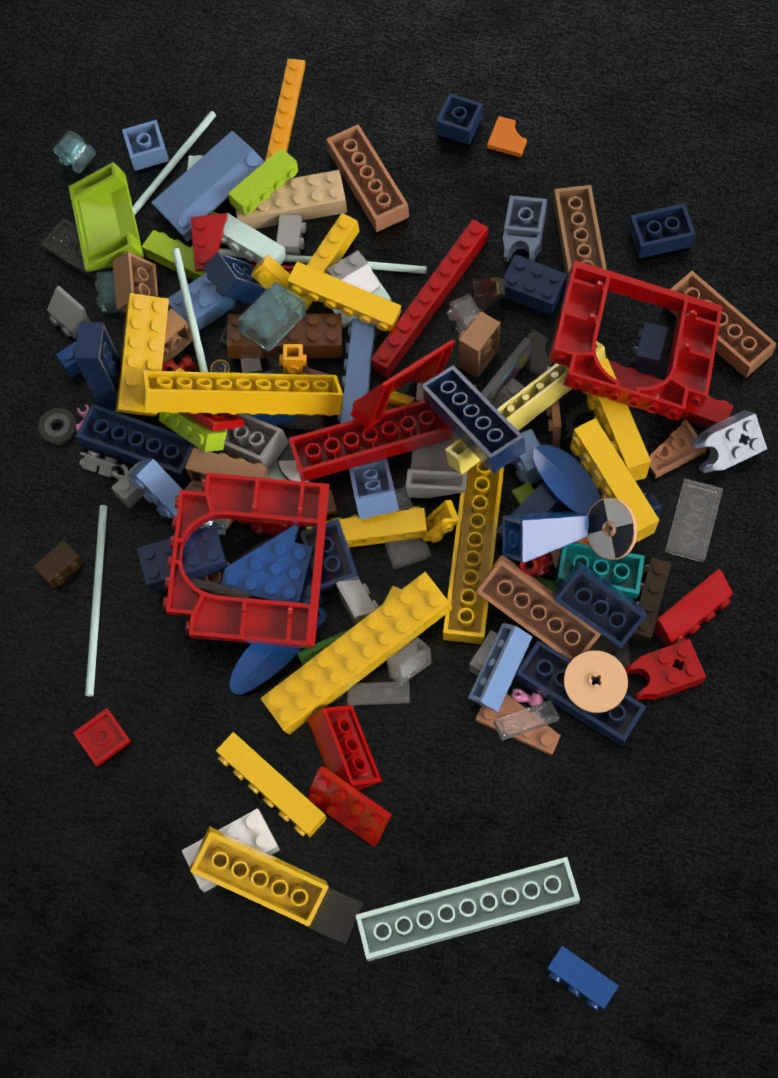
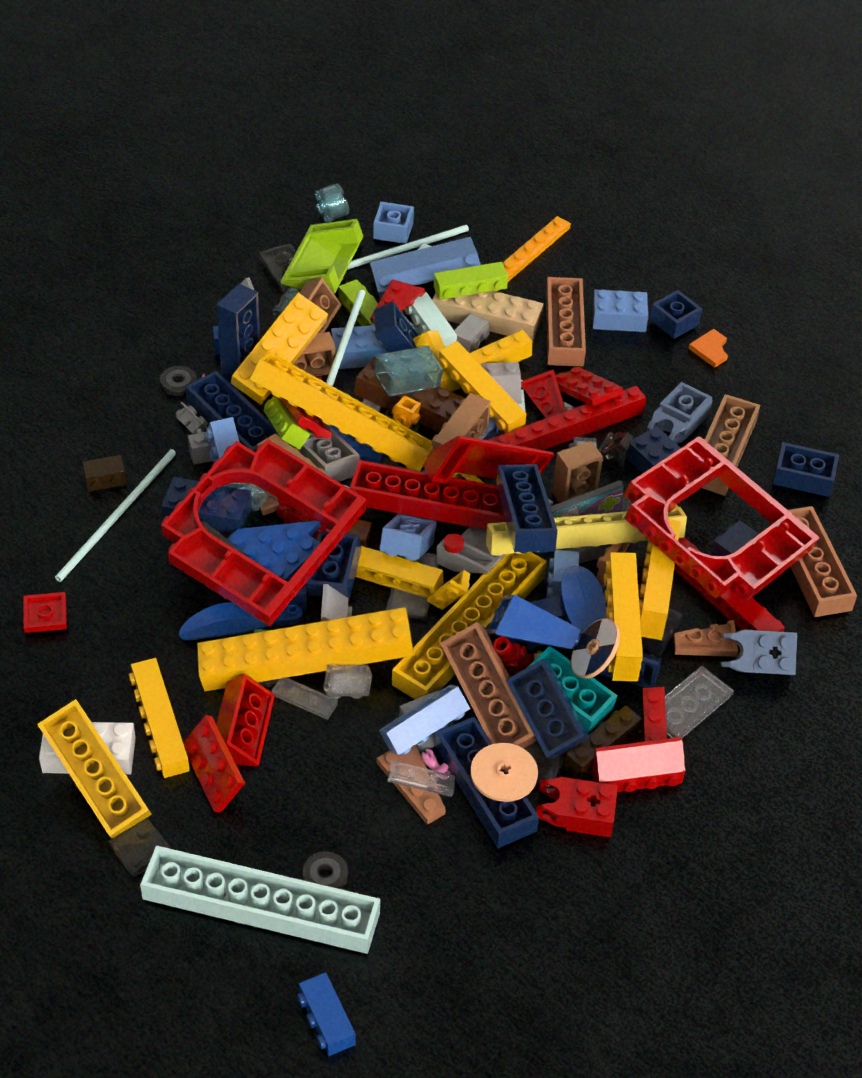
camera: 20 degrees right, 20 degrees down
(356, 356) = (468, 421): none -> medium nougat brick
(397, 268) = (545, 393): none -> red wing
(407, 139) = (620, 310): none -> medium blue brick
(420, 477) = (453, 543): none -> red tile
(428, 242) = (587, 386): none -> red plate
(499, 837) = (326, 861): none -> clear smoke tile
(682, 558) = (654, 713): none -> red brick

